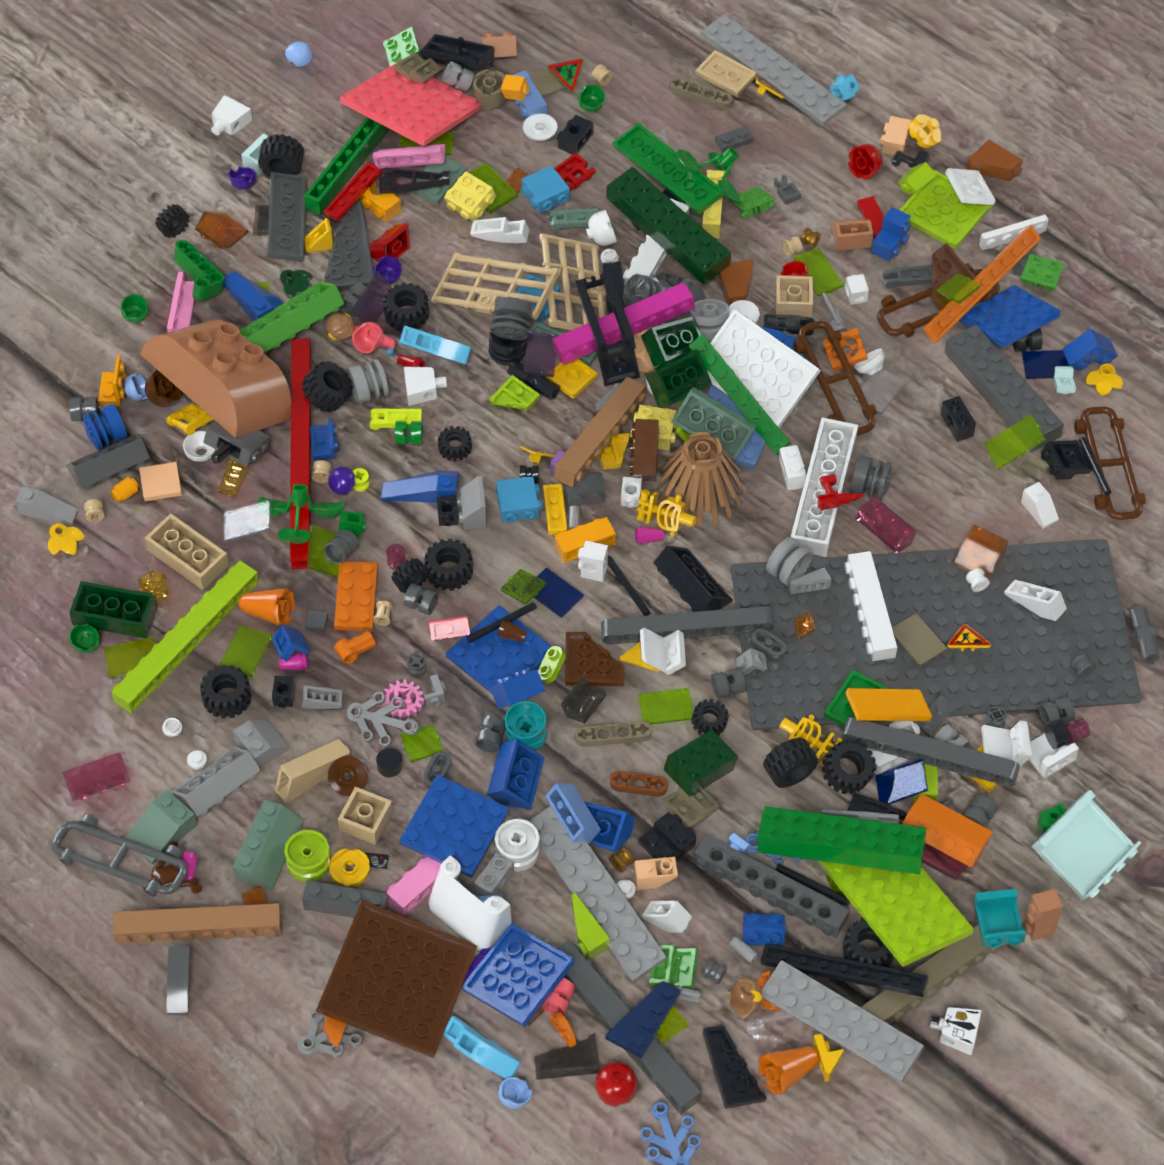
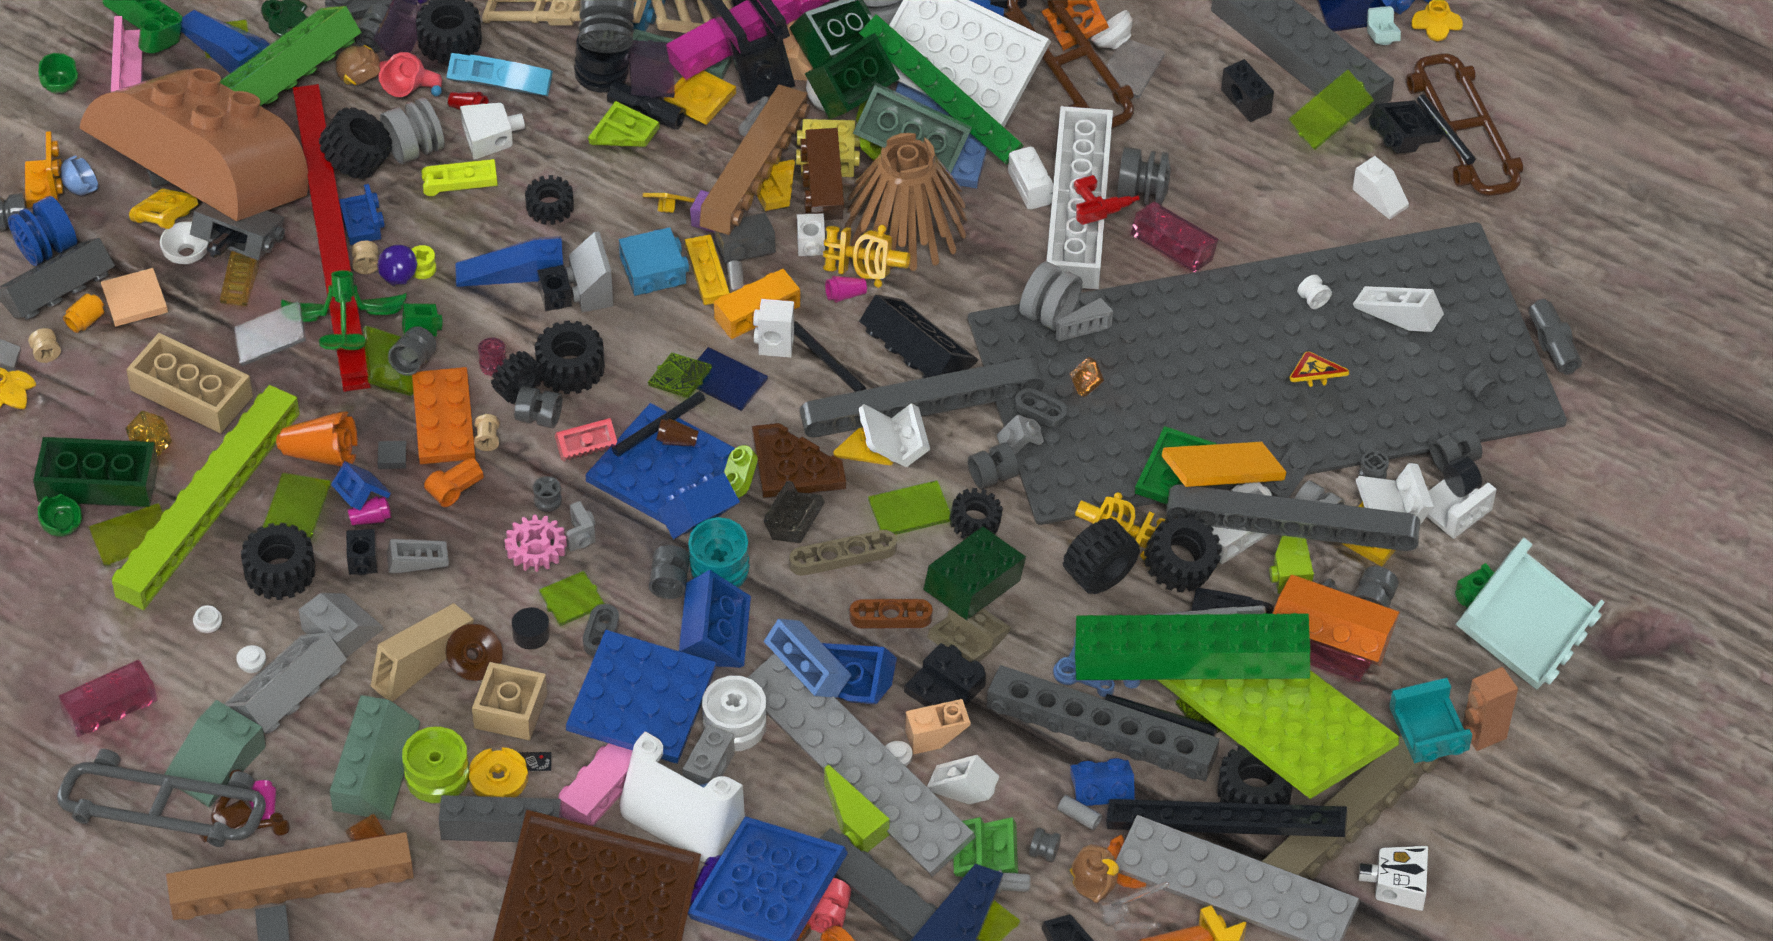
camera: 10 degrees left, 5 degrees down
(161, 390) = (117, 174): reddish brown cylinder -> none
(378, 718) = (506, 570): light grey plant -> none
(415, 433) = (491, 191): green wheel -> none
(530, 472) = (657, 223): black wheel -> none
(621, 859) = (885, 714): pearl gold wheel -> none
(738, 844) = (1047, 671): light blue plate -> none
(871, 606) = (1174, 342): white brick -> none
(902, 782) = (1260, 564): clear blue piece -> none
(918, 640) = (1246, 379): dark tan piece -> none
(982, 551) = (1313, 251): clear orange slope -> none
(1078, 730) = (1491, 468): clear pink wheel -> none

